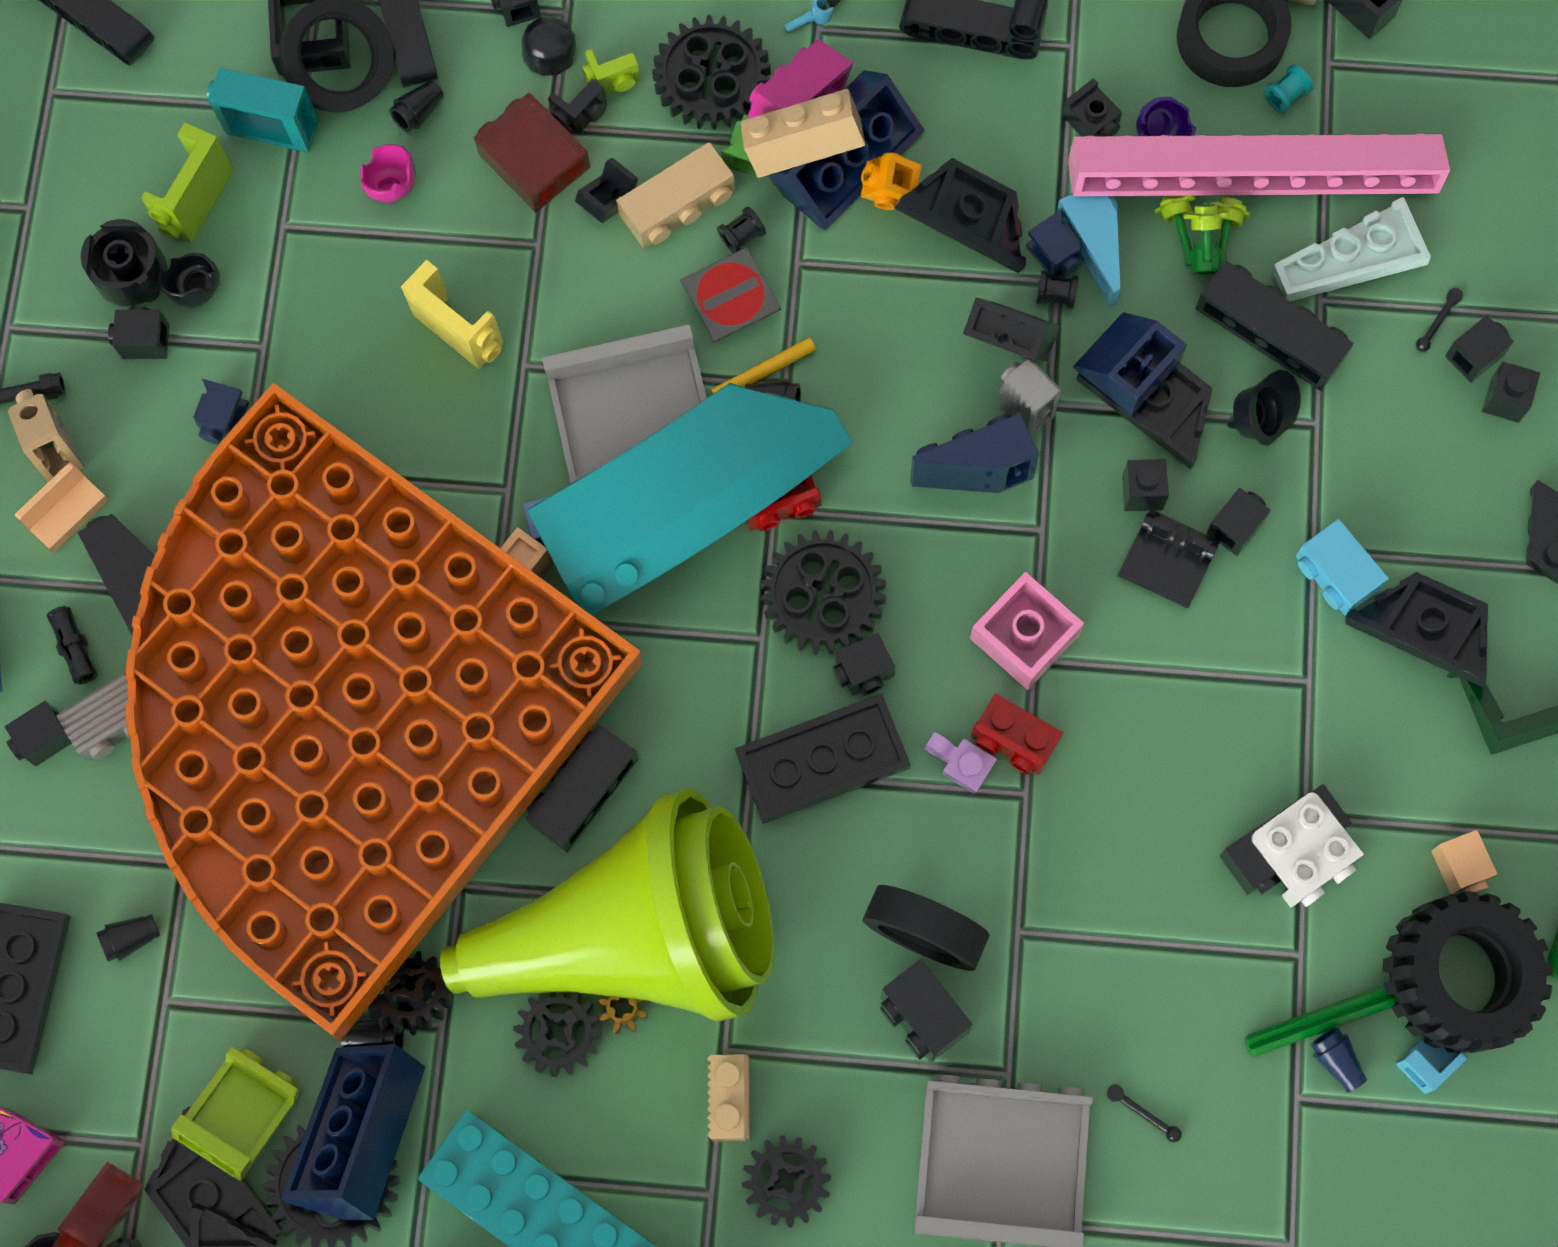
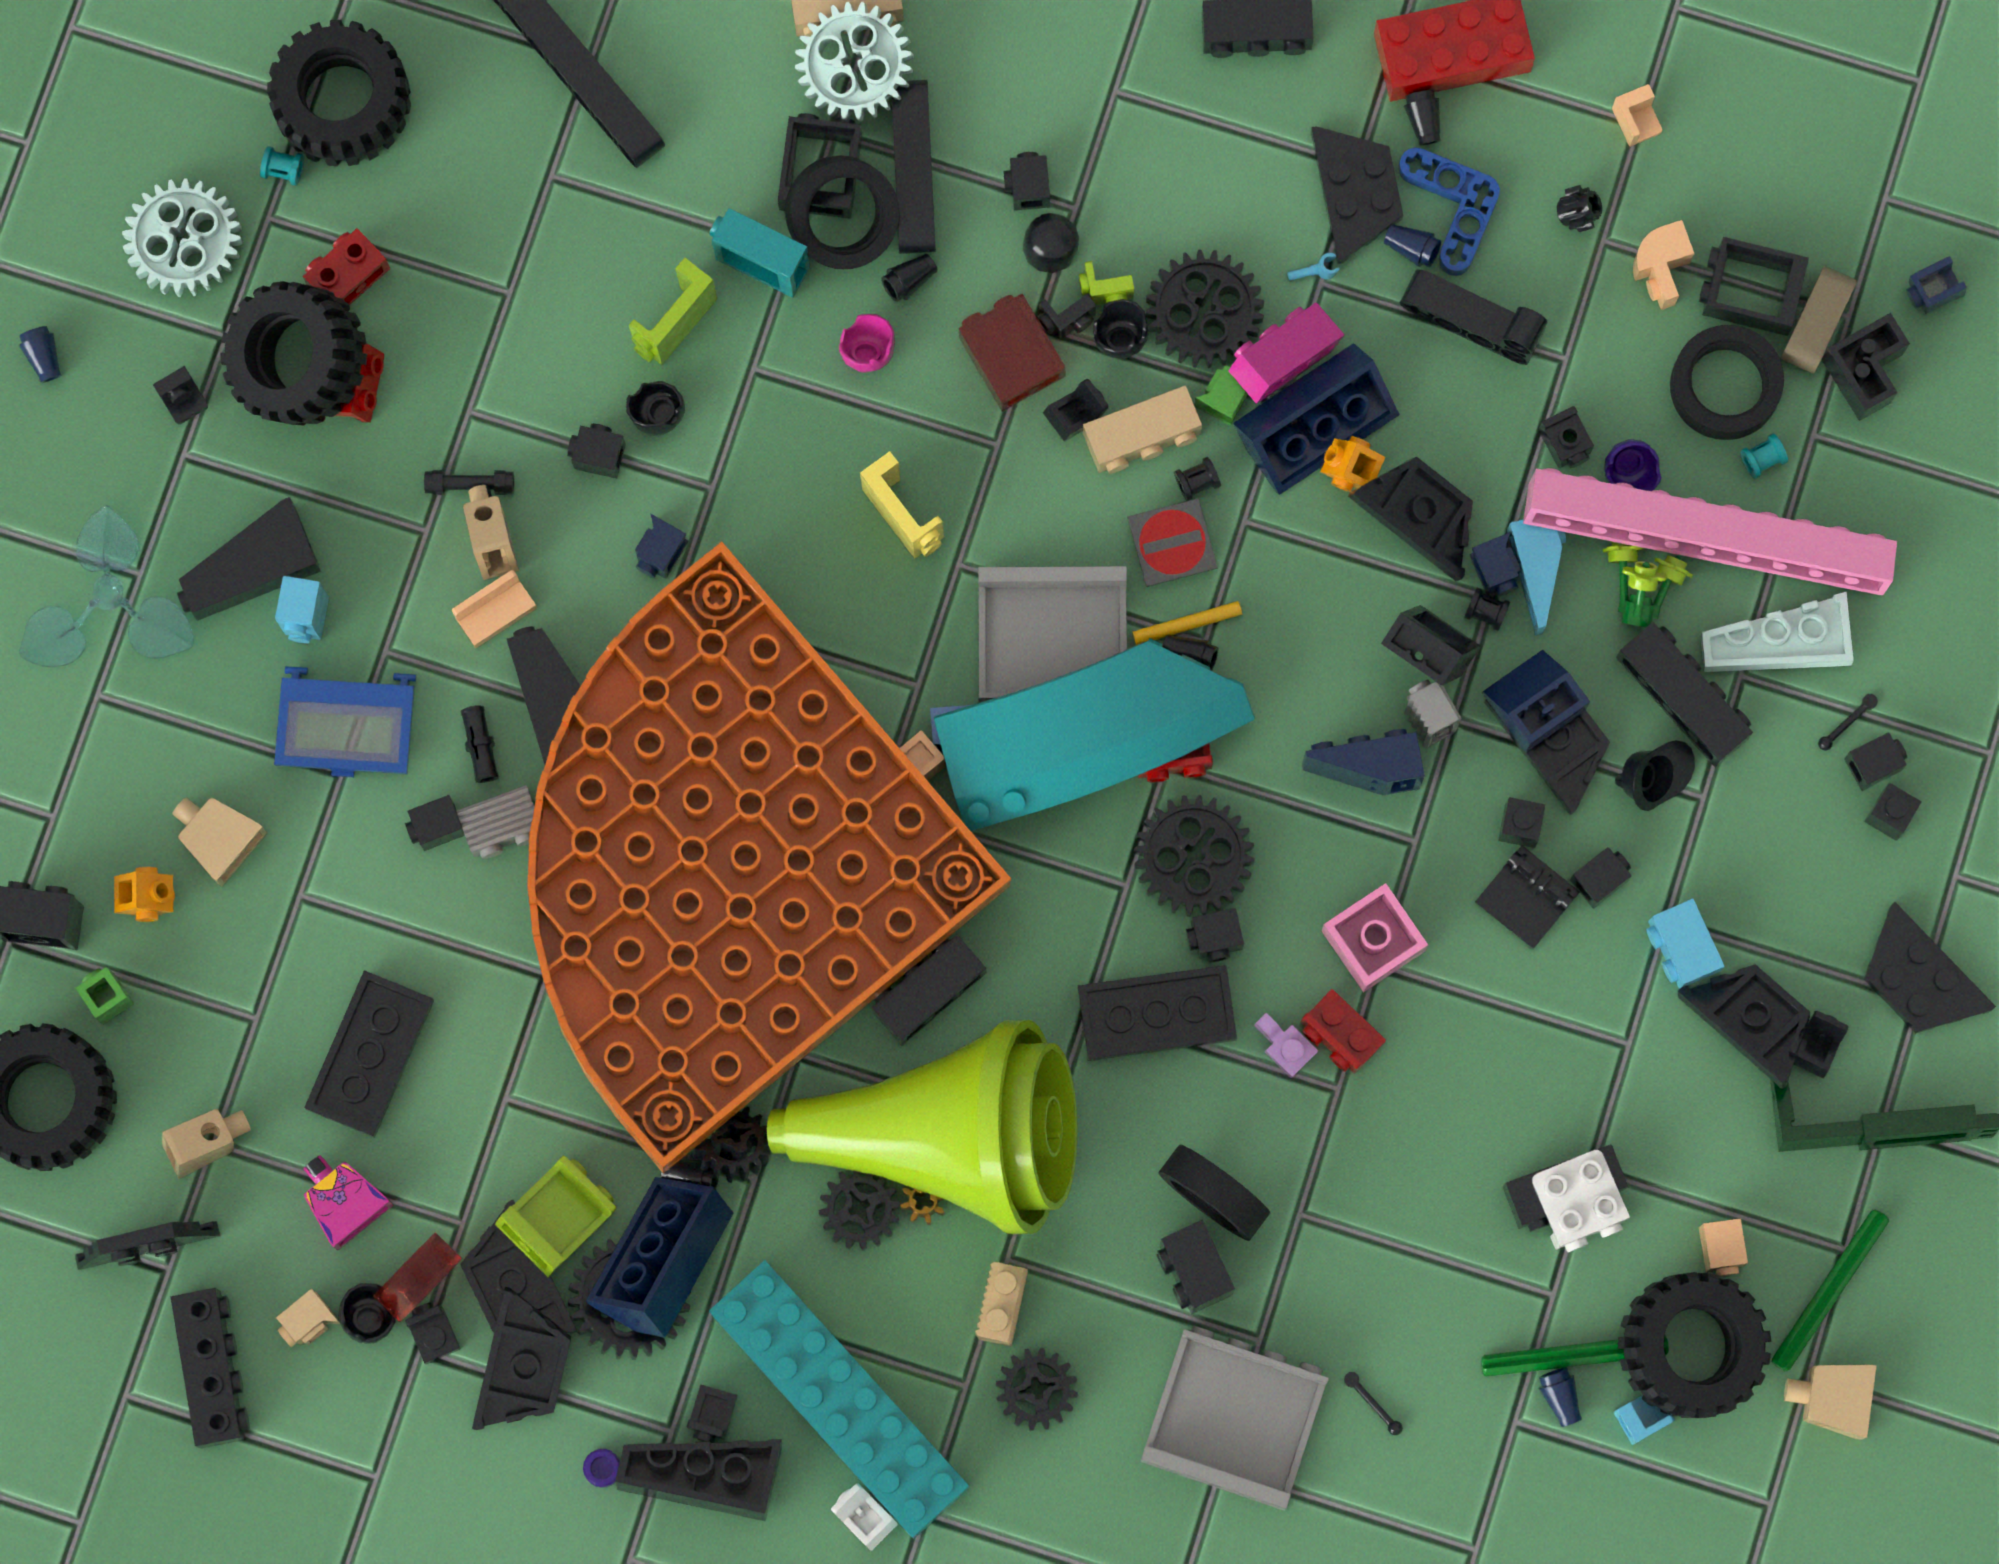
camera: 10 degrees right, 5 degrees up
(123, 263) = (583, 362): black brick -> none
(127, 936) = (483, 1031): black cone -> none
(634, 106) = (1121, 329): none -> black hair
(802, 133) = (1276, 406): tan brick -> none
(1506, 634) = (1820, 1043): none -> black bracket

